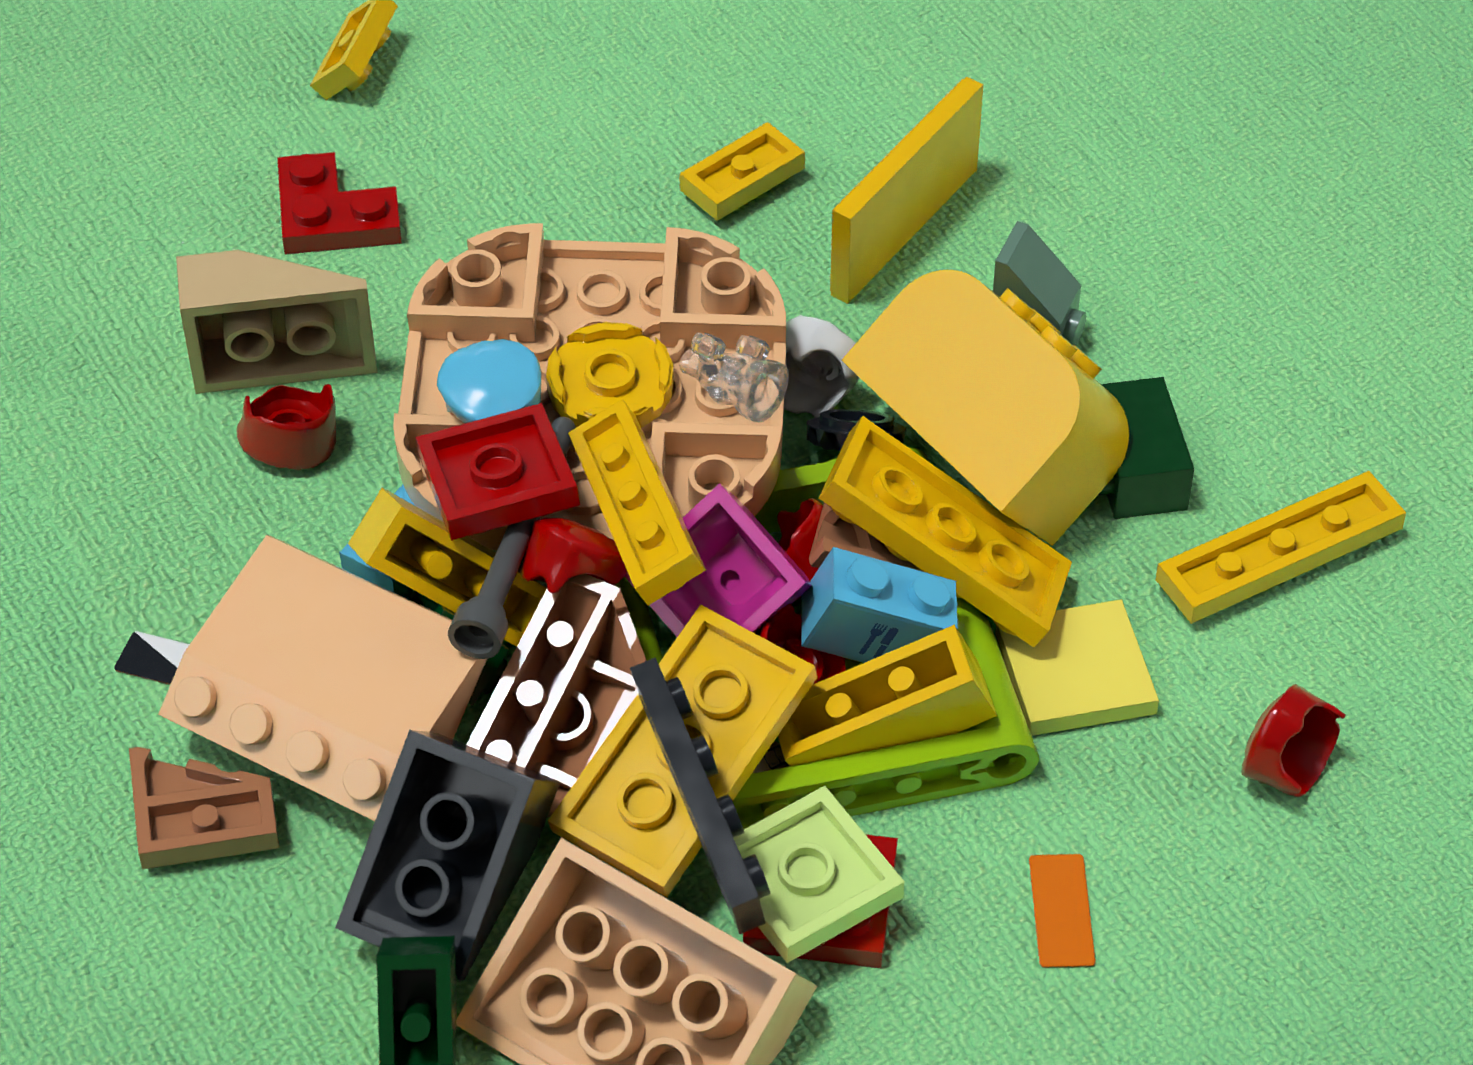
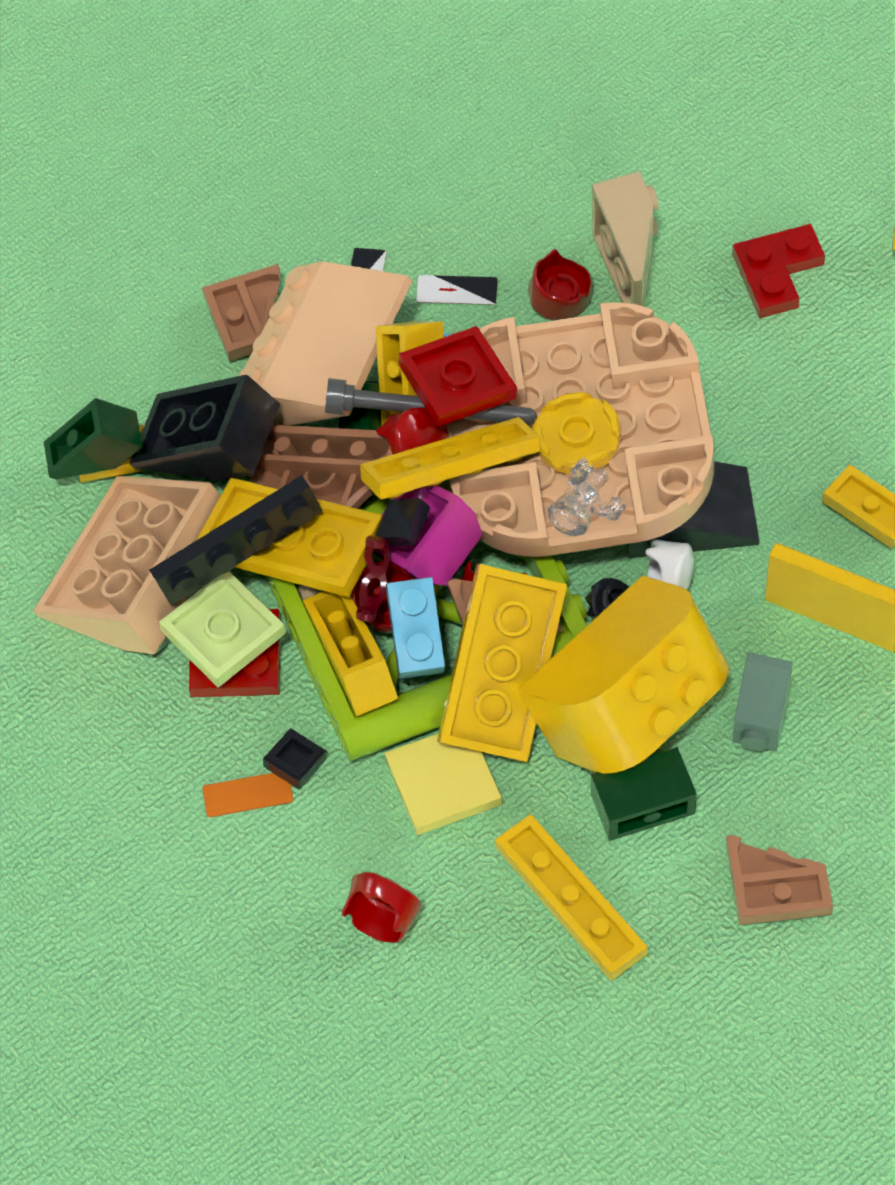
camera: 85 degrees right, 10 degrees up
(235, 546) = (456, 289): none -> sticker
(489, 379) = (536, 362): medium azure hair -> none
(729, 578) = (403, 521): none -> black tile
(820, 653) = (369, 602): none -> dark red cap
(1018, 837) = (294, 758): none -> black tile
(1280, 344) = (775, 885): none -> nougat wing

